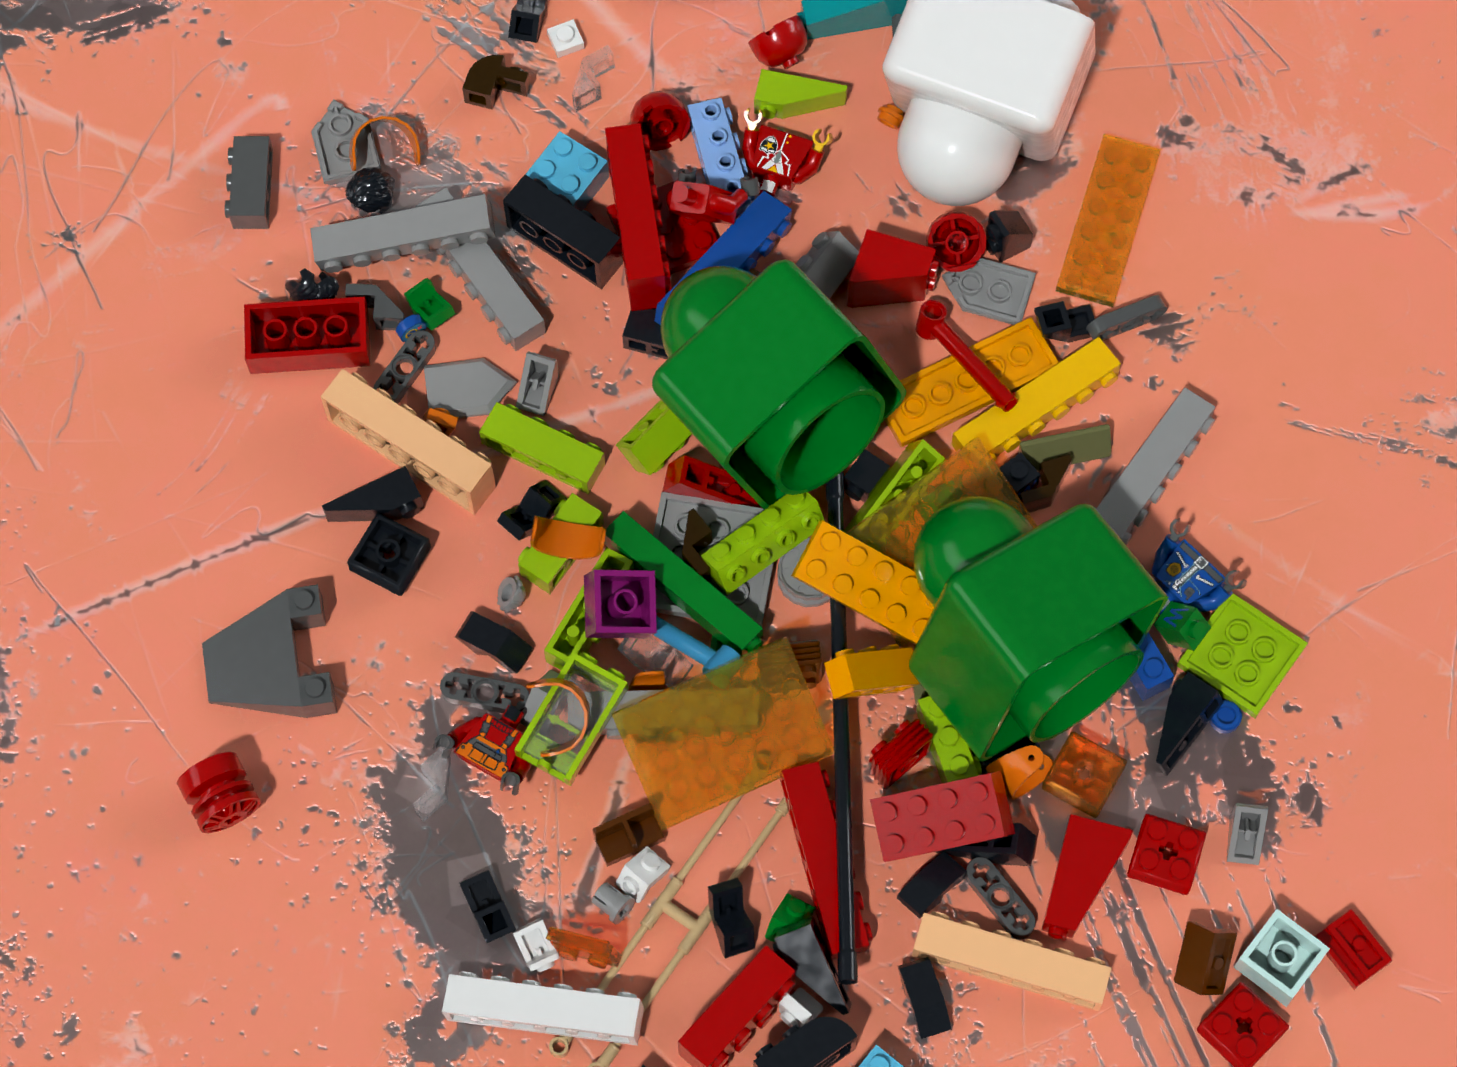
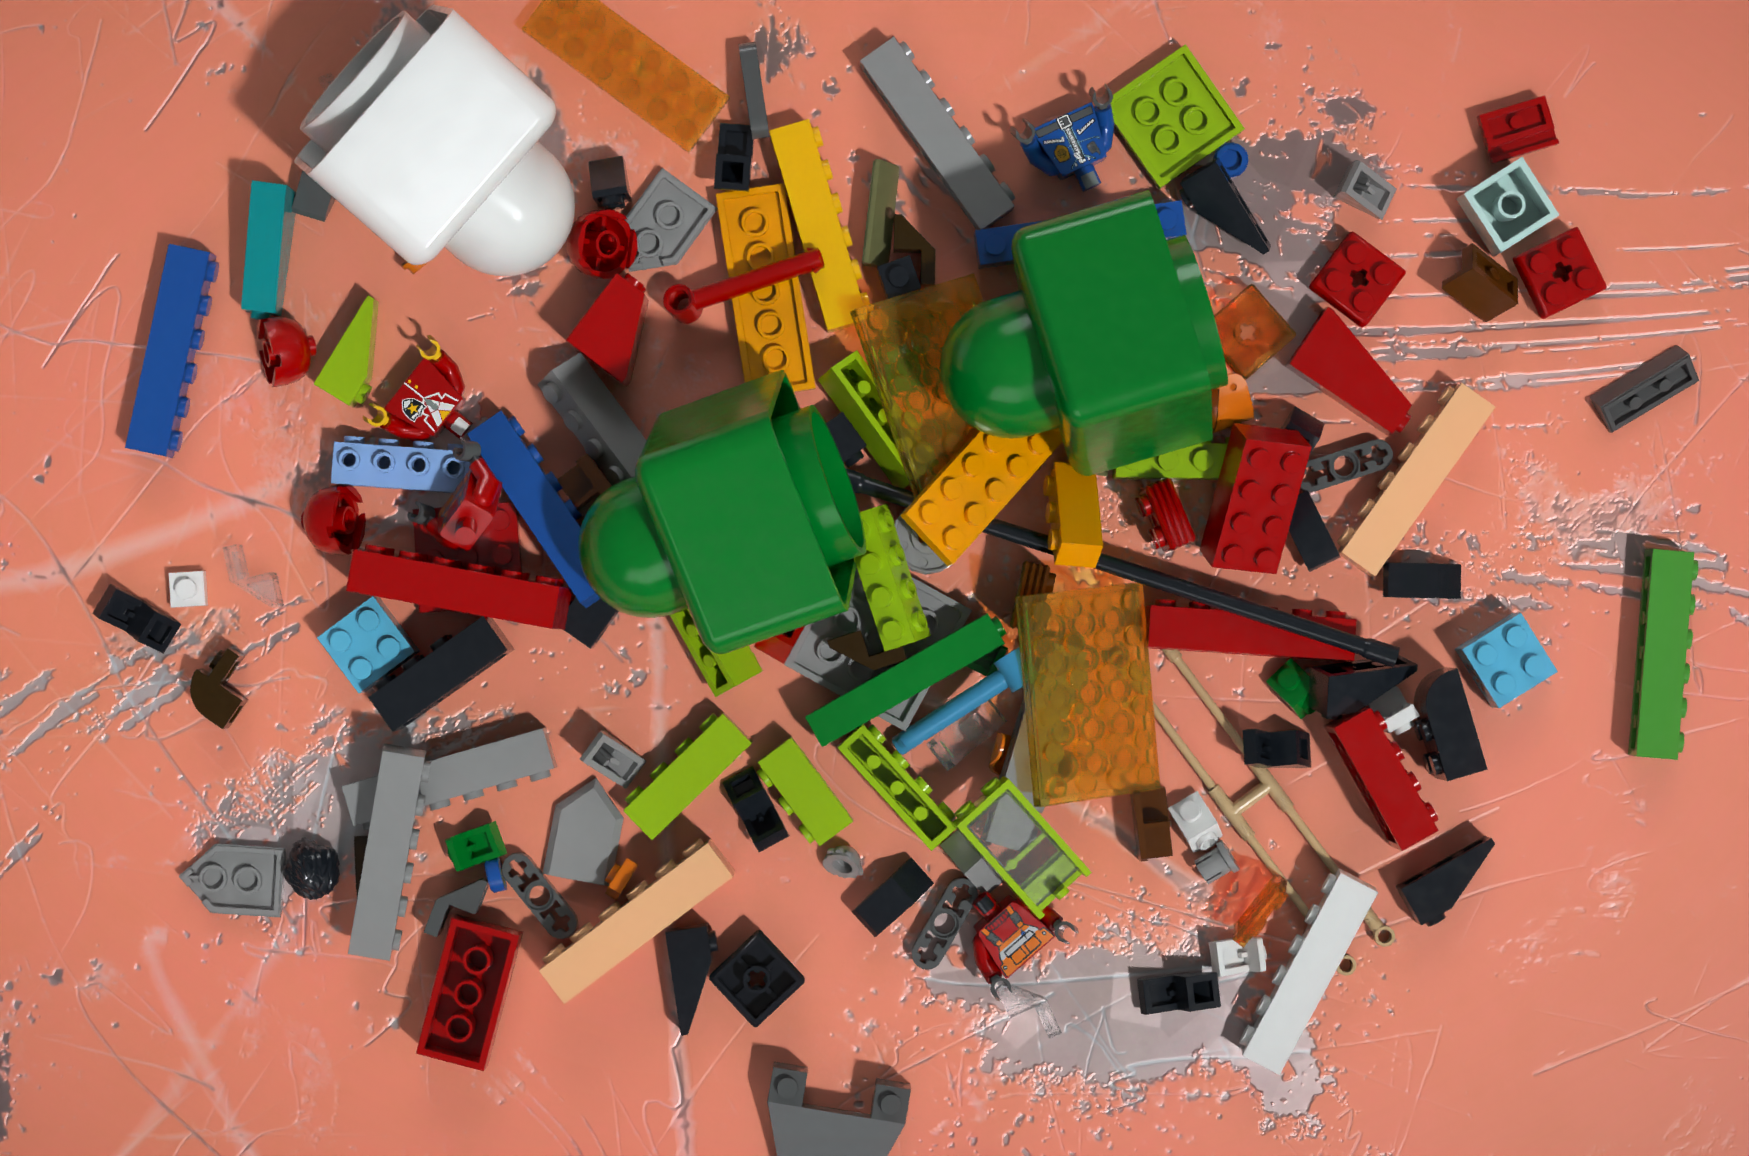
camera: 70 degrees left, 20 degrees up
(249, 182) = (254, 1000): dark grey brick -> none
(309, 290) = (417, 971): black hair -> none
(394, 121) = (228, 839): orange piece -> none
(567, 539) = (813, 784): orange piece -> none
(580, 695) = (1002, 838): orange piece -> none
(620, 604) = (916, 757): magenta brick -> none
(1182, 625) = (1124, 168): green brick -> none

